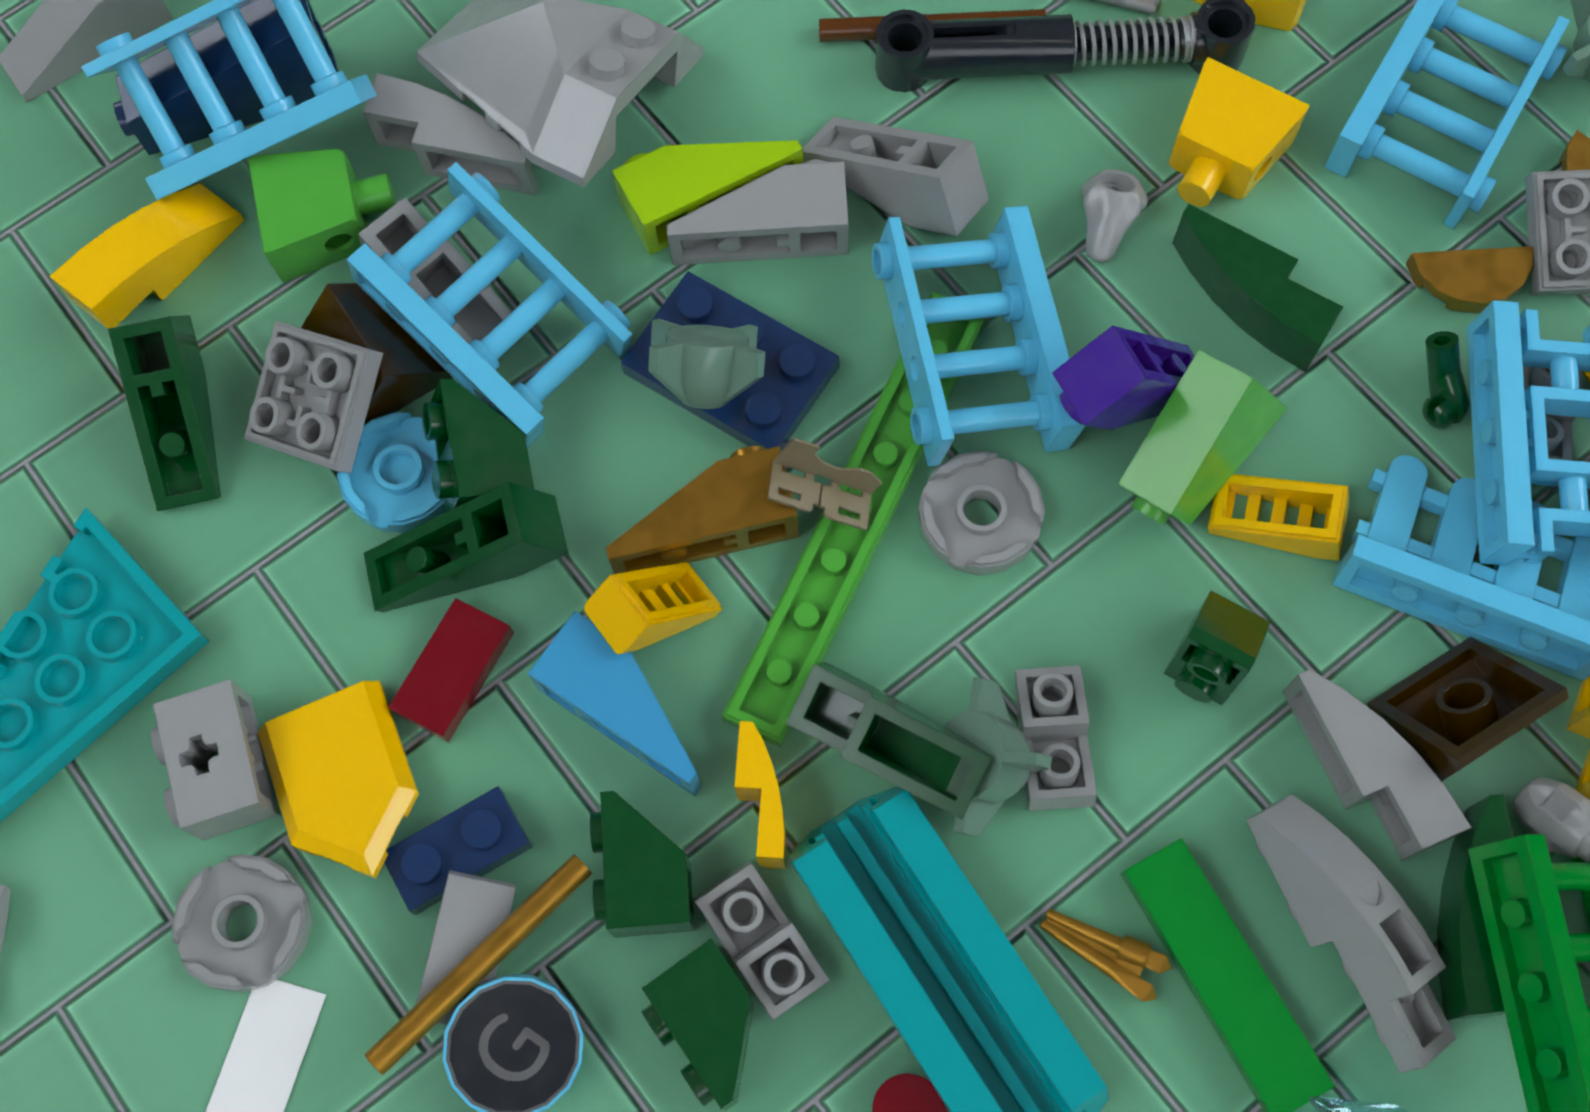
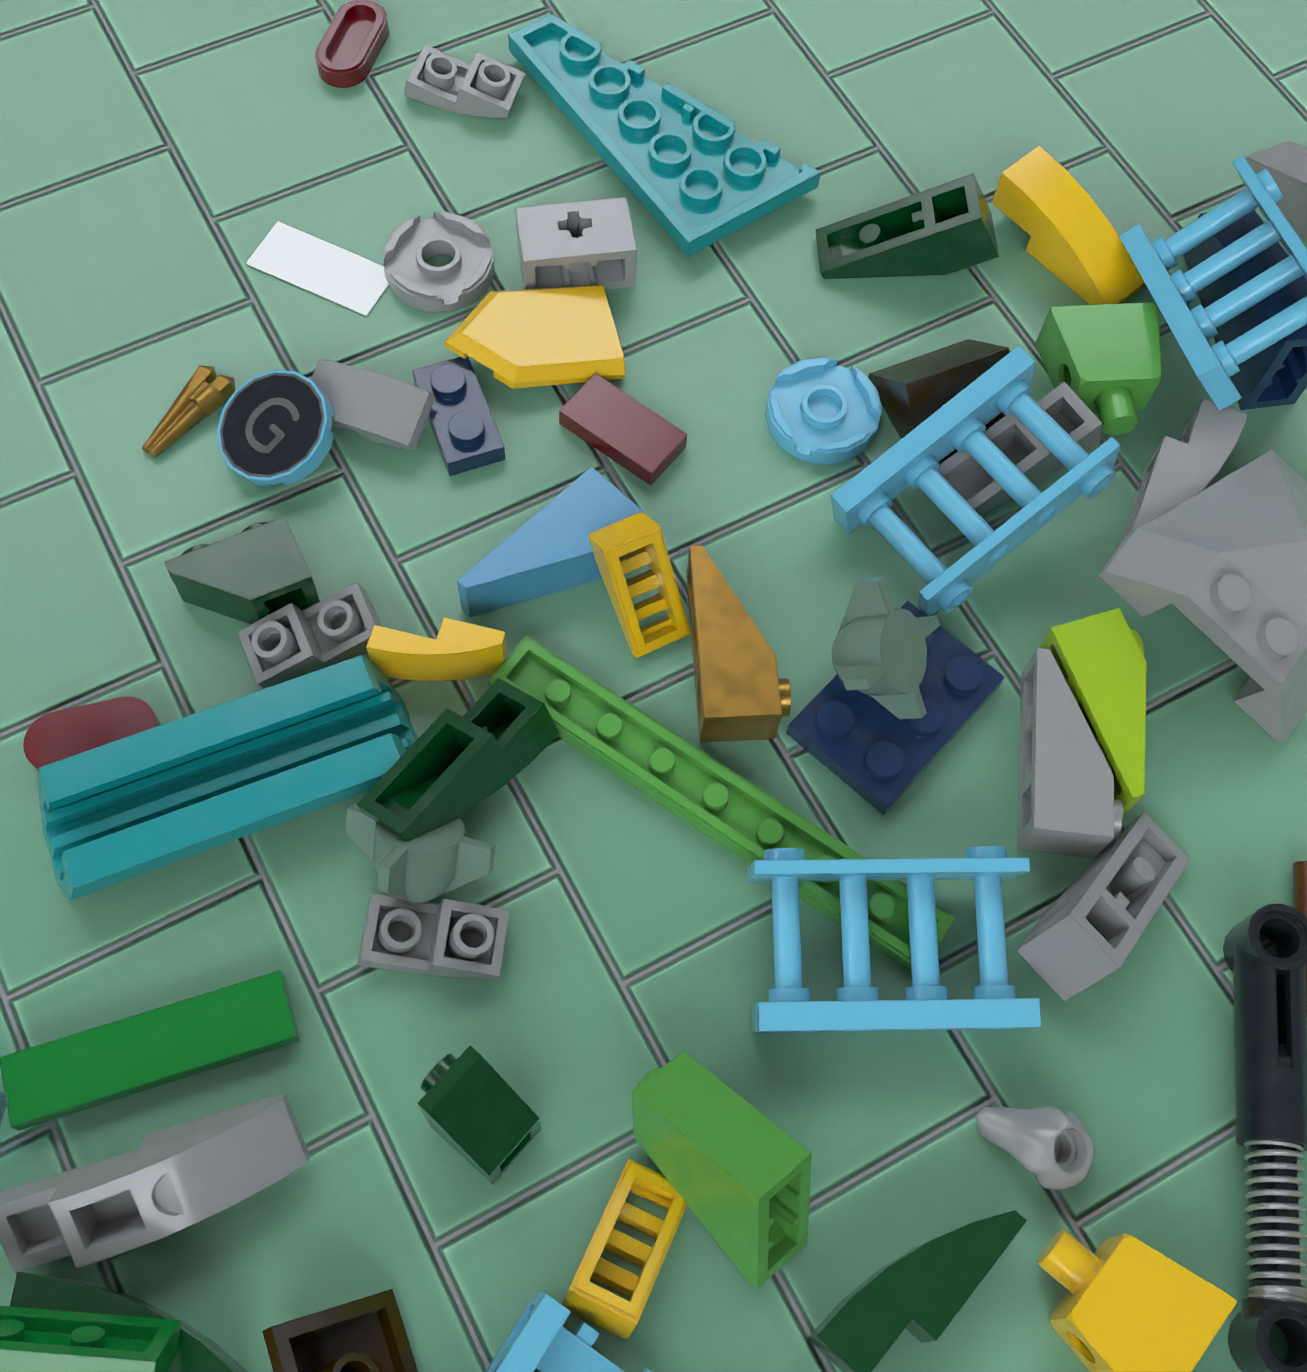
camera: 90 degrees right, 5 degrees down
(313, 396) = (900, 335): light grey tile -> none
(467, 547) = (732, 451): dark green slope -> none
(473, 446) = (814, 459): dark green slope -> none
(477, 965) = (347, 407): pearl gold bar -> none
(645, 874) = (396, 544): dark green slope -> none
(802, 457) = (730, 736): dark tan piece -> none
(973, 546) = (682, 957): light grey tile -> none
(1114, 956) = (205, 947): pearl gold piece -> none
(1121, 378) = (802, 1084): dark purple slope -> none
(1374, 764) = (312, 1264): light grey slope -> none

